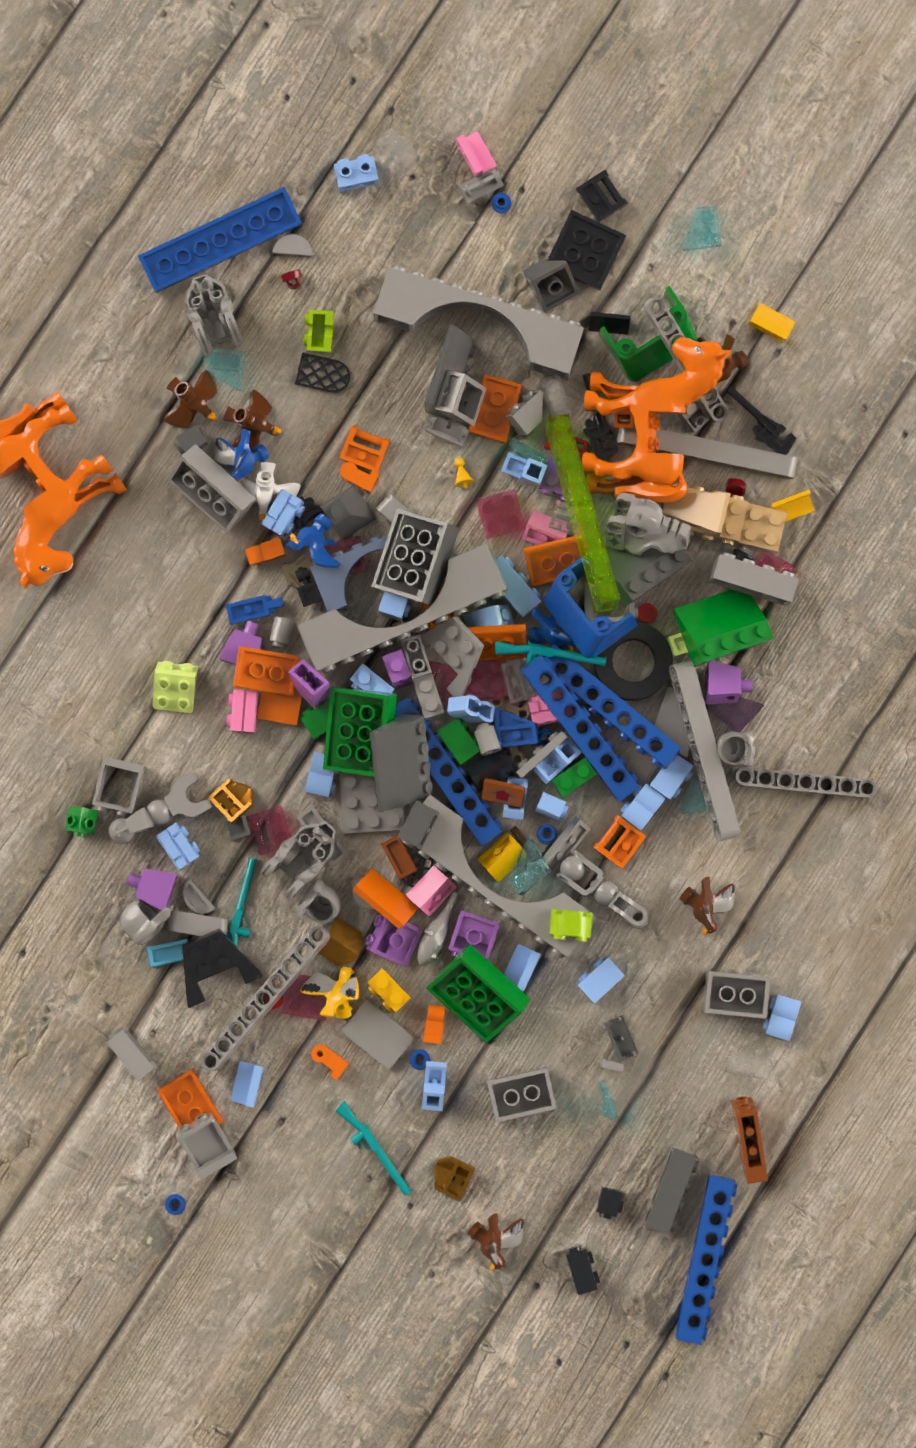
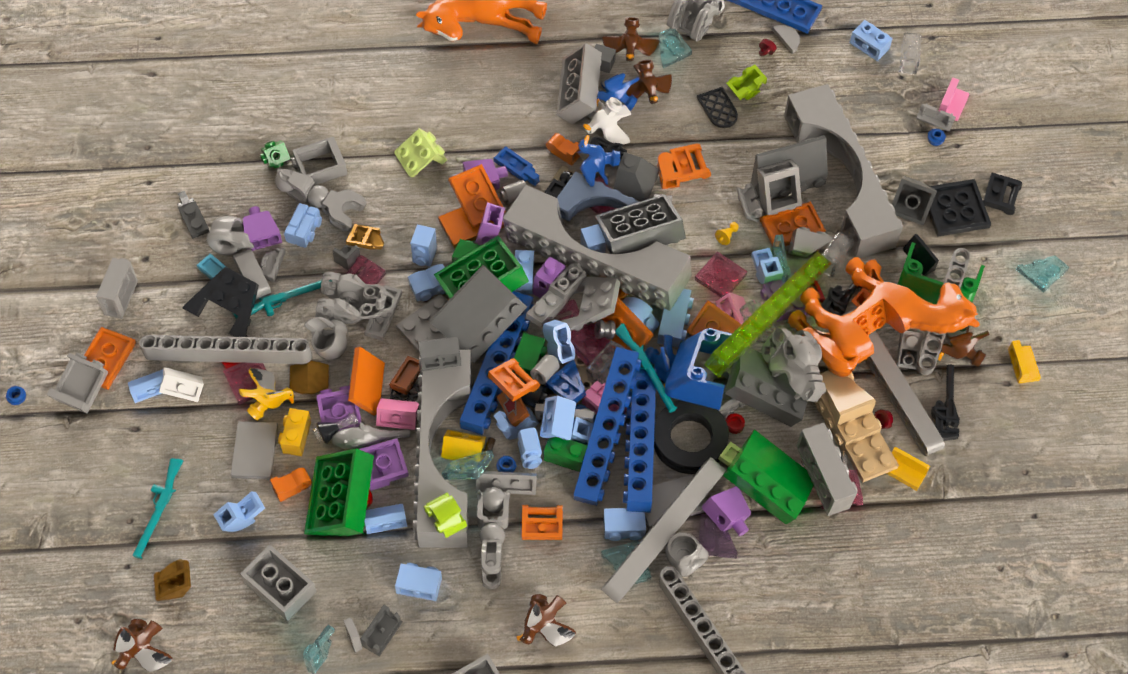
camera: 55 degrees right, 25 degrees down
(92, 937) = (192, 216): none -> dark grey hinge
(244, 711) = (436, 204): bright pink brick -> none
(271, 1057) = (181, 384): none -> white panel
(283, 513) = (601, 134): light blue brick -> none
(284, 756) = (423, 245): none -> light blue brick
(325, 1055) = (209, 428): orange leg -> none
(409, 964) = (325, 430): none -> piece
(419, 1052) = (256, 487): blue plate -> none
(485, 783) = (510, 383): none -> orange plate
(487, 660) = (605, 329): none -> flat silver wheel
(547, 766) = (558, 418): none -> light blue panel
(642, 807) = (583, 519): light blue brick -> none

